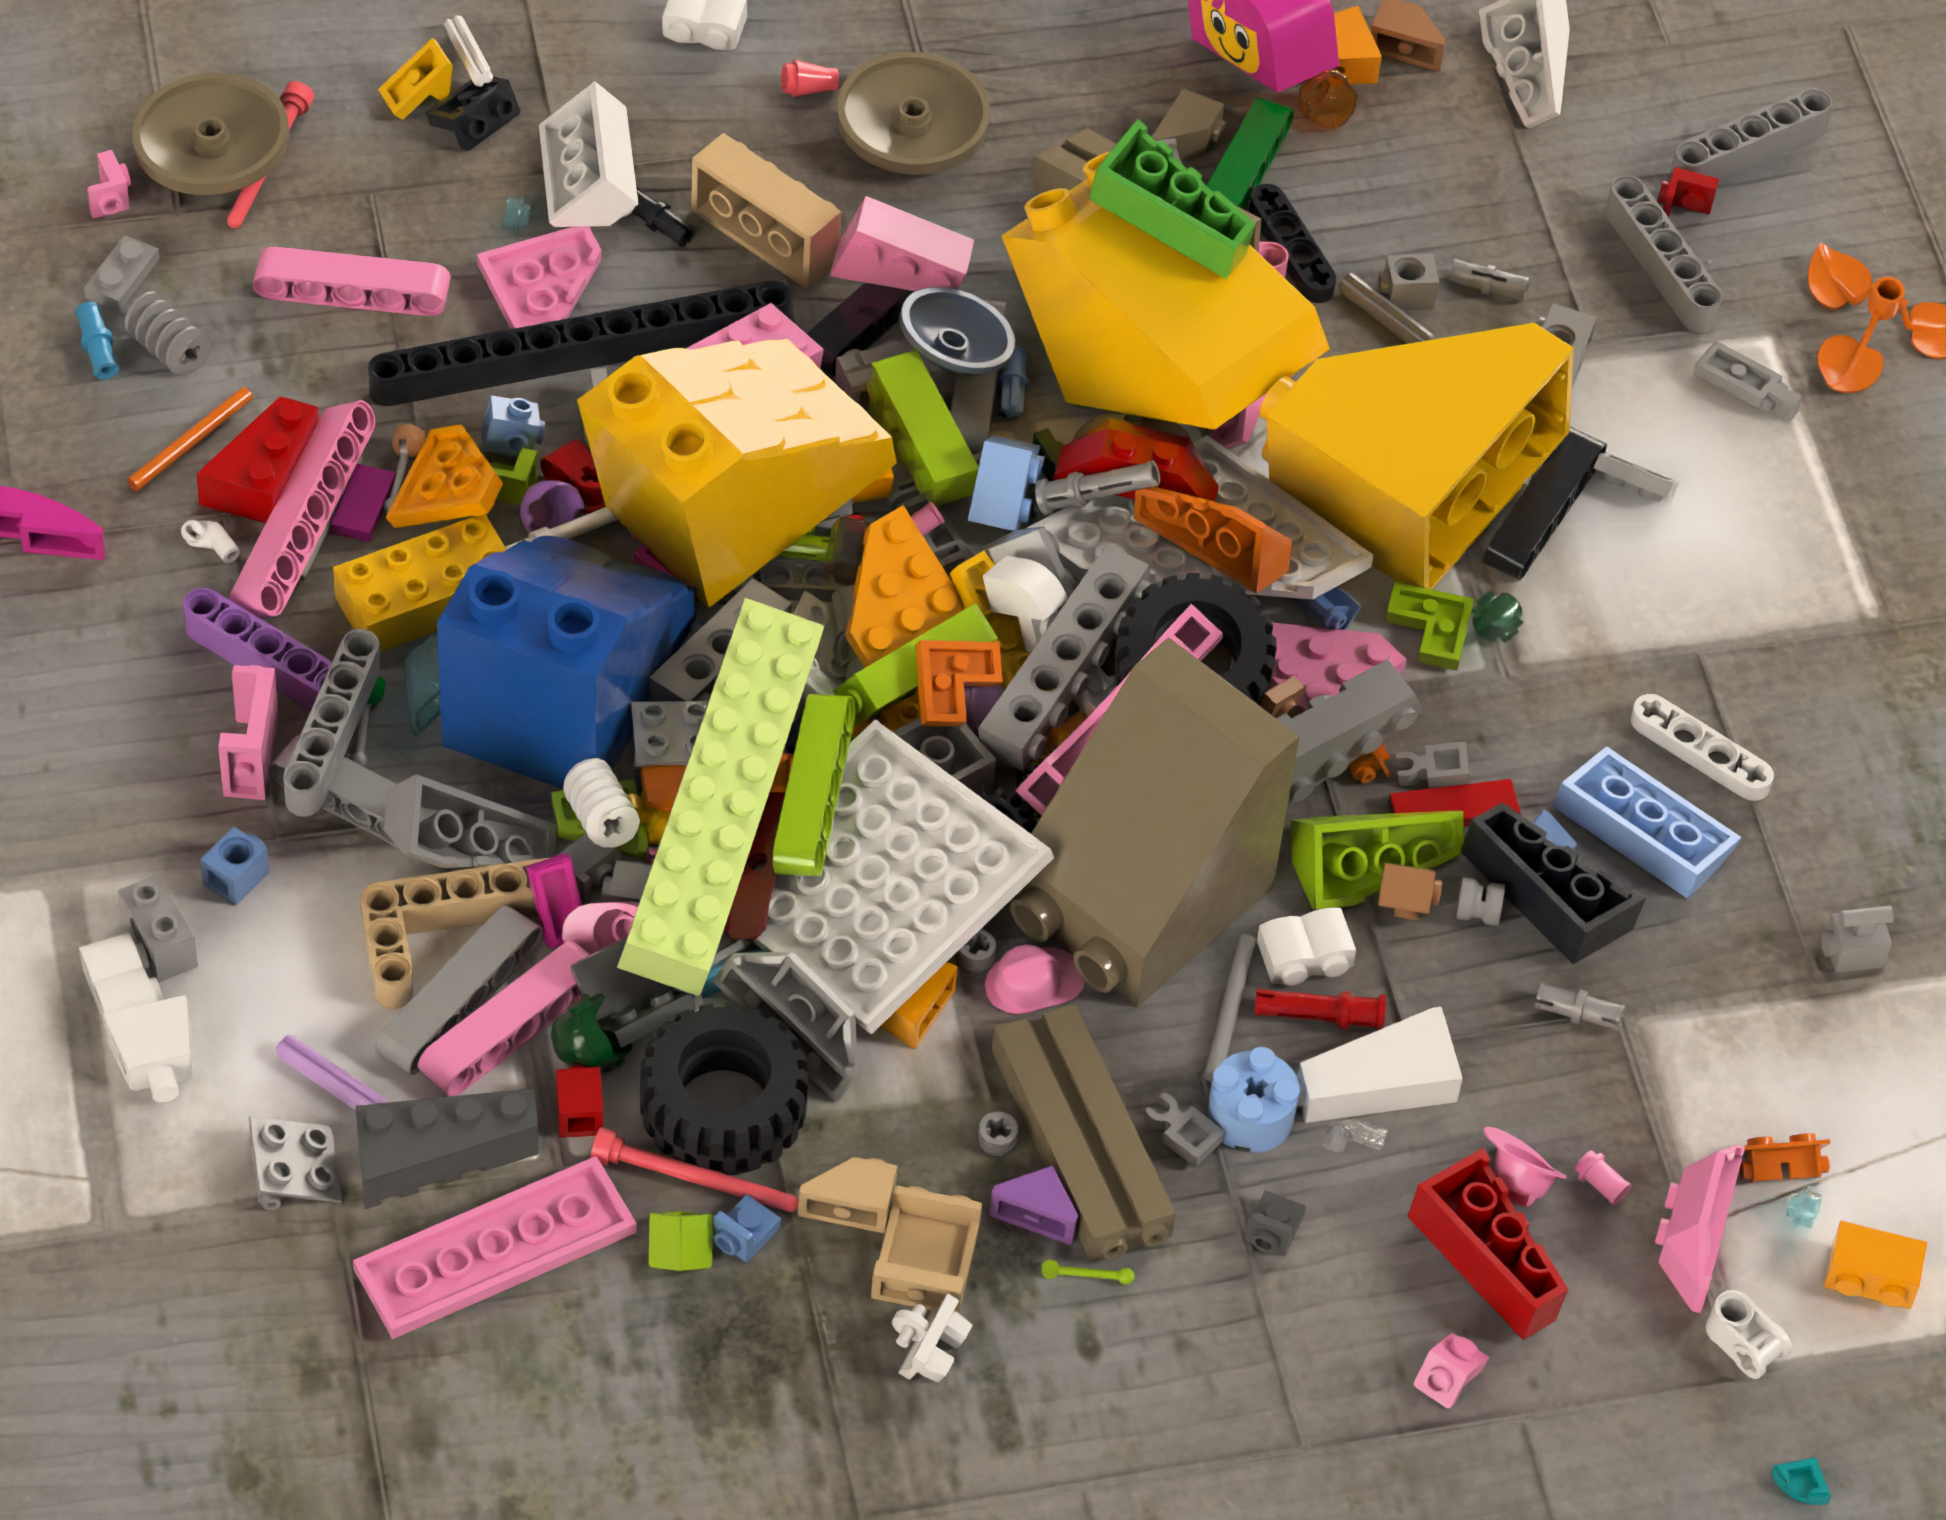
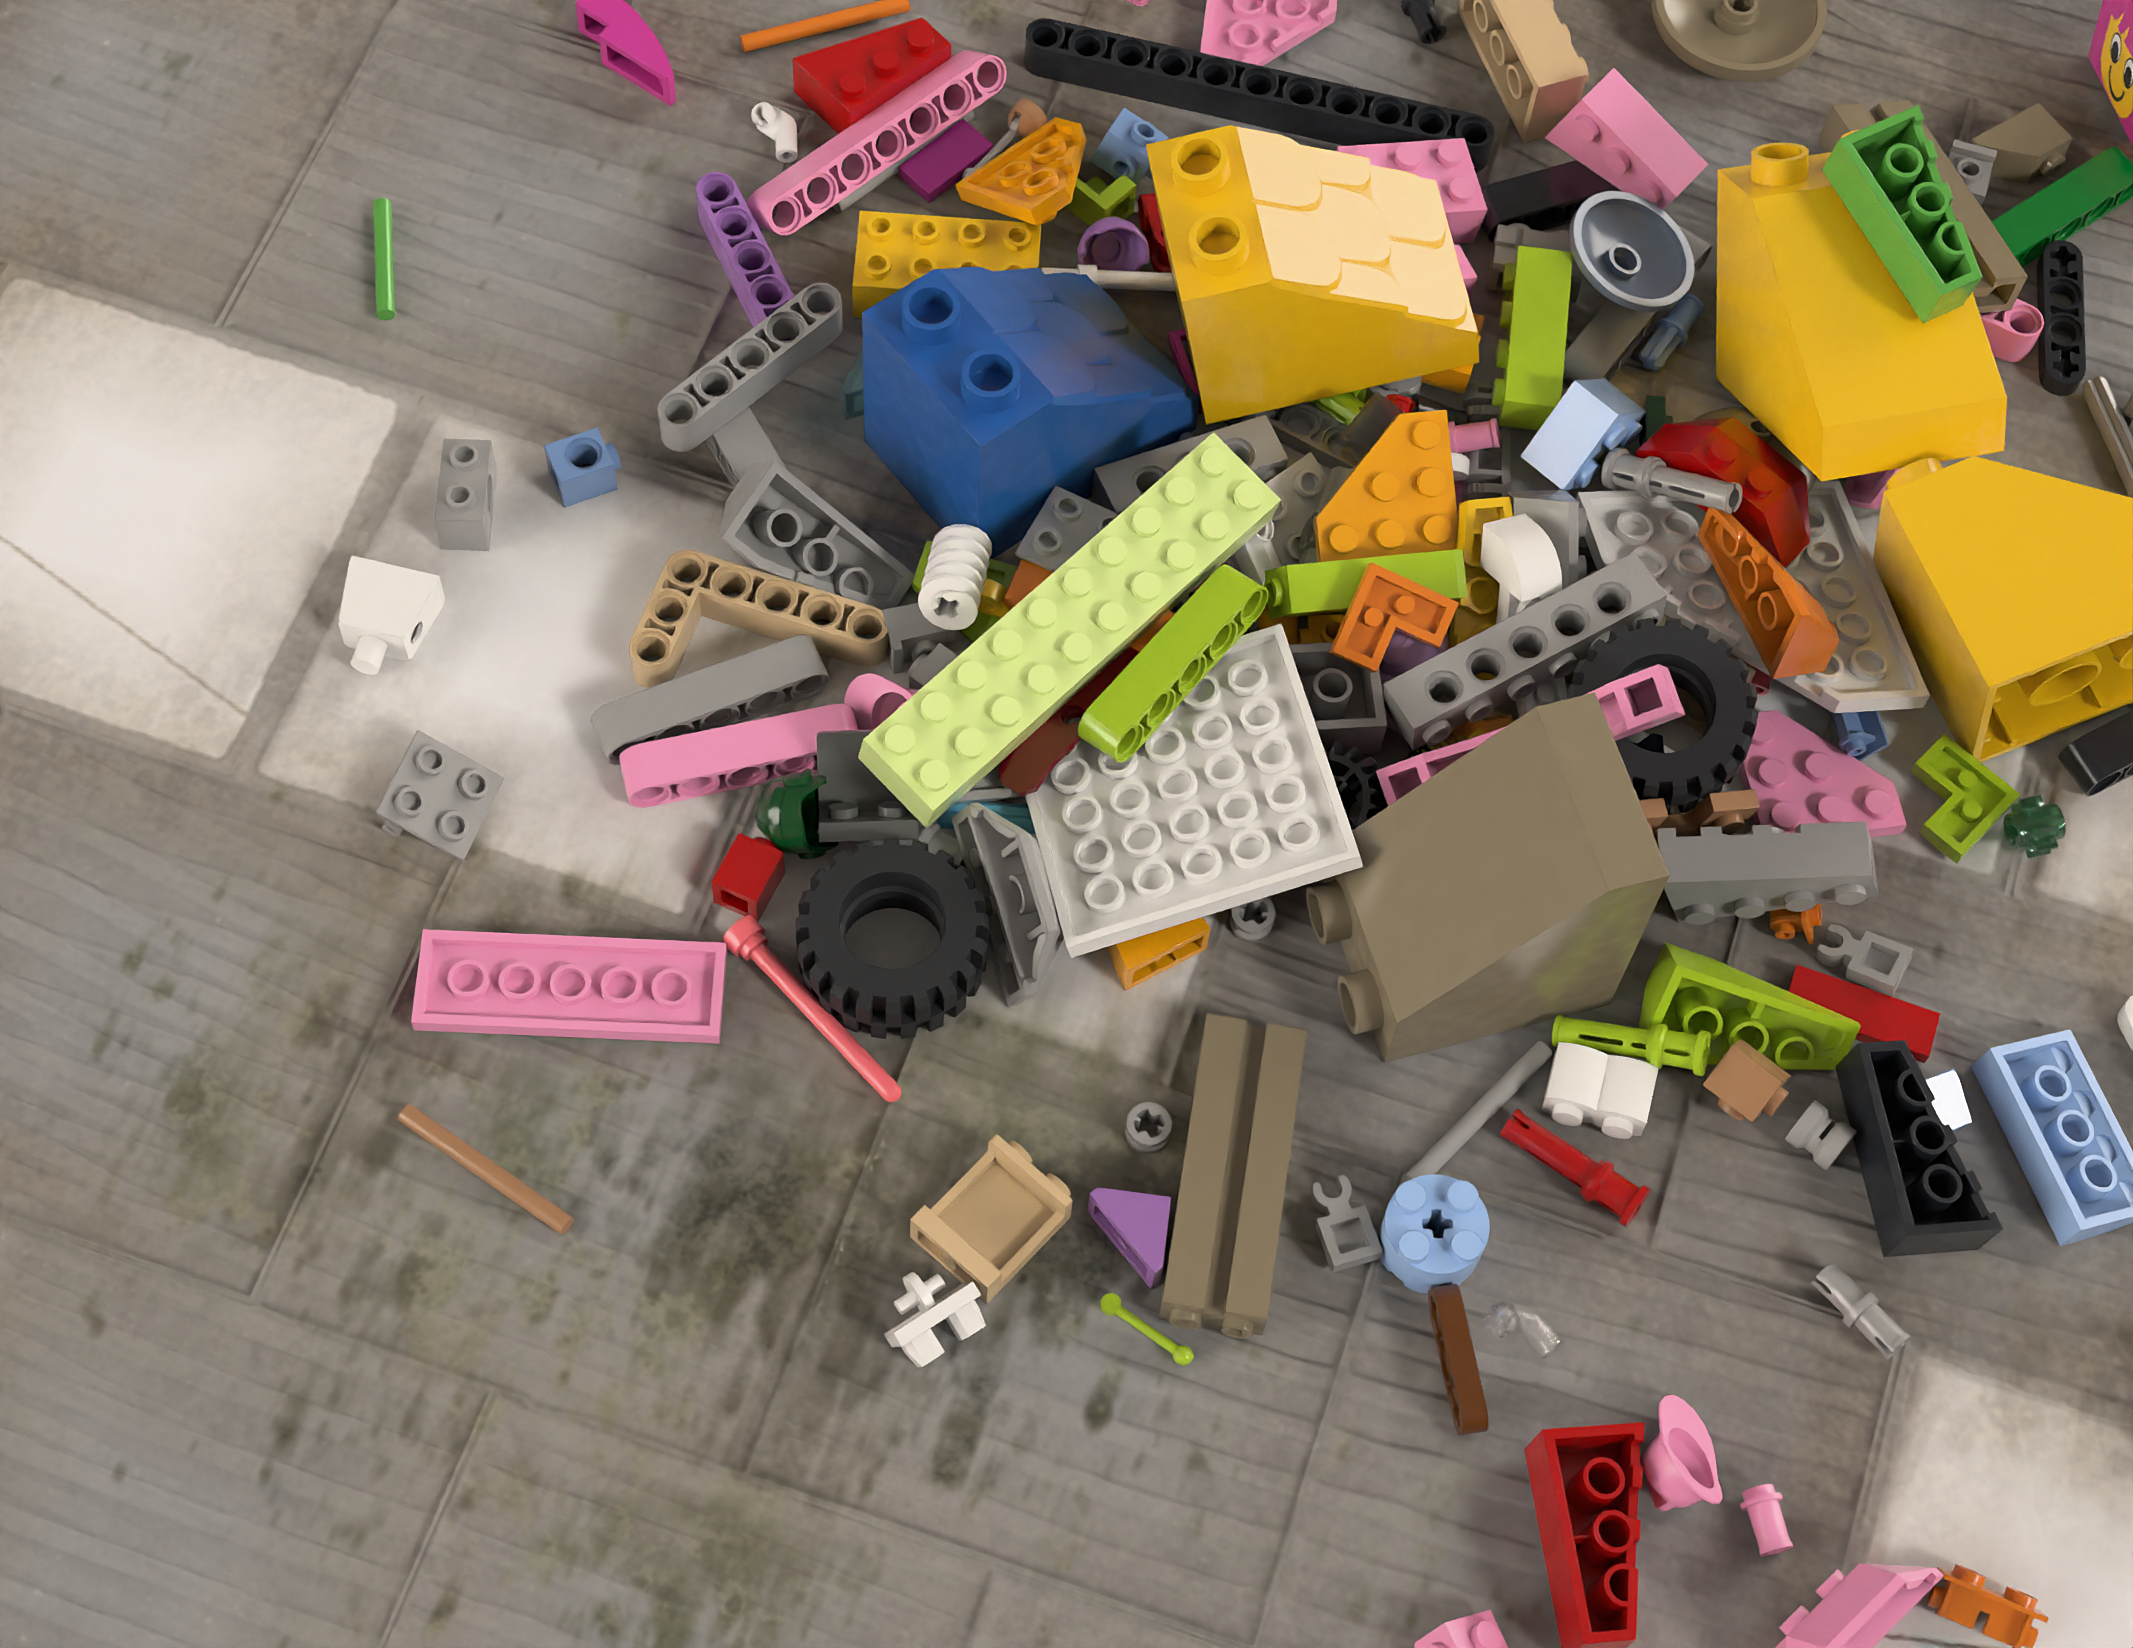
camera: 30 degrees right, 10 degrees up
(118, 974) = (399, 525): white brick -> none
(248, 757) = (682, 346): bright pink panel -> none
(326, 1073) = (533, 729): lavender axle -> none
(374, 698) = (824, 360): light grey hinge -> none
(441, 1138) = (584, 846): dark grey wedge -> none
(518, 1408) = (485, 1169): none -> medium nougat bar
(554, 895) = (855, 647): dark pink tile -> none
(680, 1240) = (753, 1076): lime panel -> none
(745, 1228) = (827, 1096): medium blue bracket -> none
(851, 1194) = (955, 1116): tan slope -> none
(1033, 979) = (1291, 978): bright pink piece -> none
(1274, 1223) = (1375, 1380): dark grey bracket -> none
(1323, 1178) = (1457, 1359): none -> reddish brown beam
(1329, 887) = (1662, 1046): none -> lime pin
(1383, 1072) = (1595, 1272): white slope -> none

